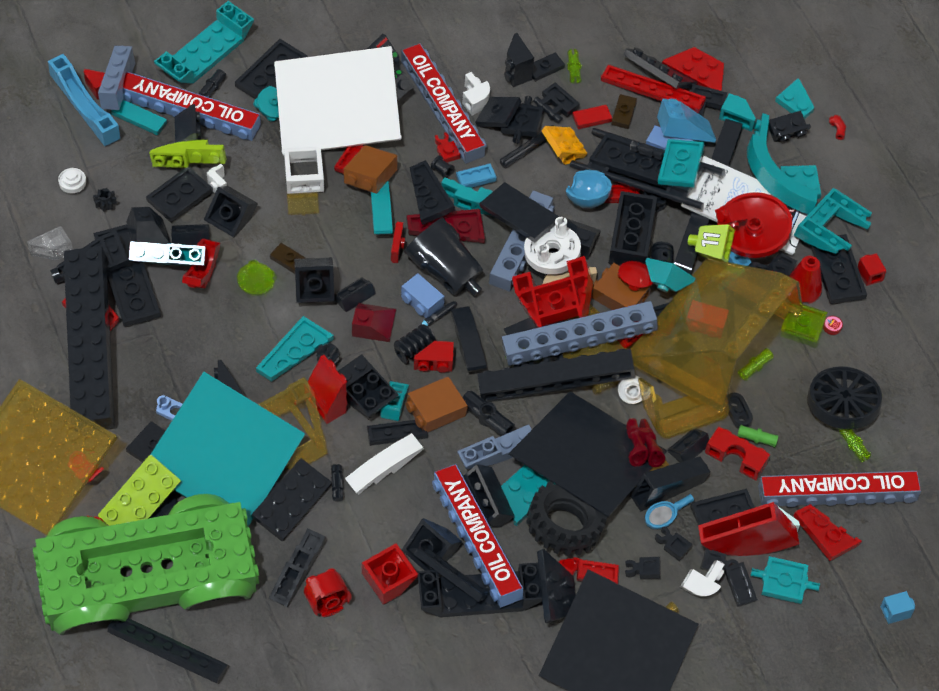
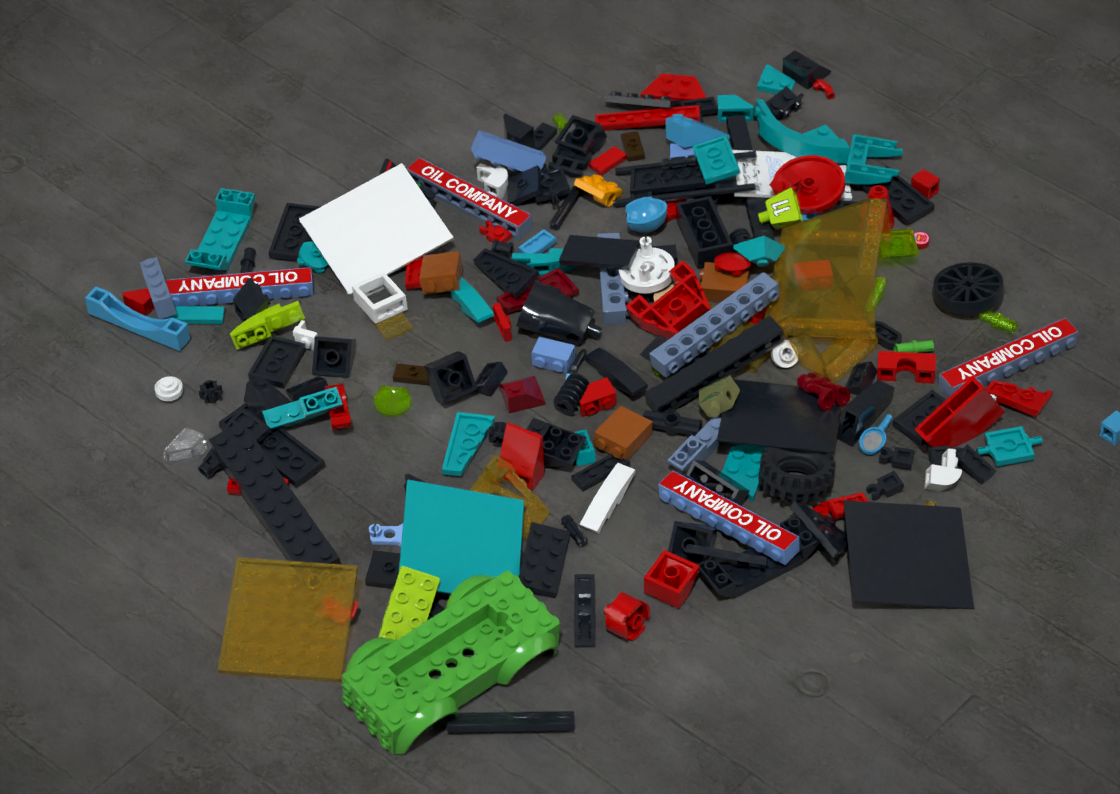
camera: 20 degrees left, 10 degrees down
(496, 73) = (506, 152): none -> medium blue brick
(540, 408) = (718, 396): none -> olive torso
(579, 82) = (581, 135): none -> black slope
(831, 98) = (803, 69): none -> black slope

